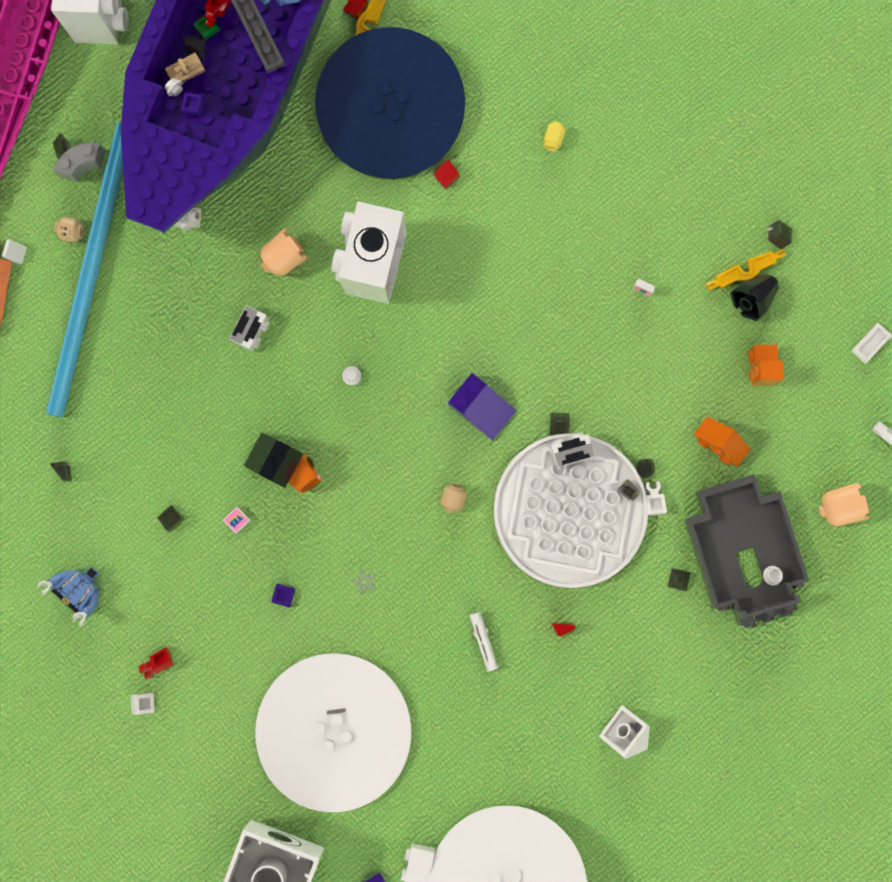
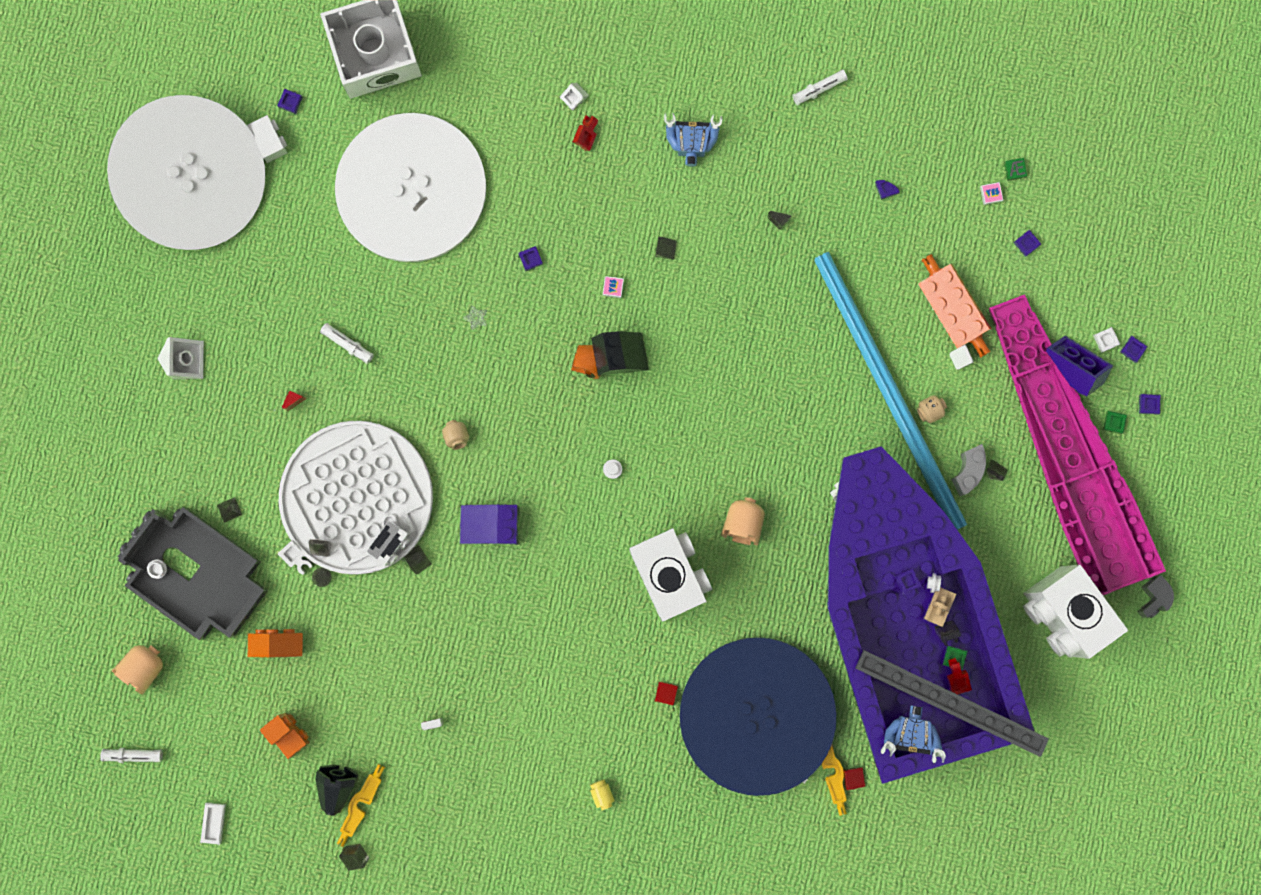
camera: 135 degrees right, 0 degrees up
(249, 328) = (723, 442): brick -> none

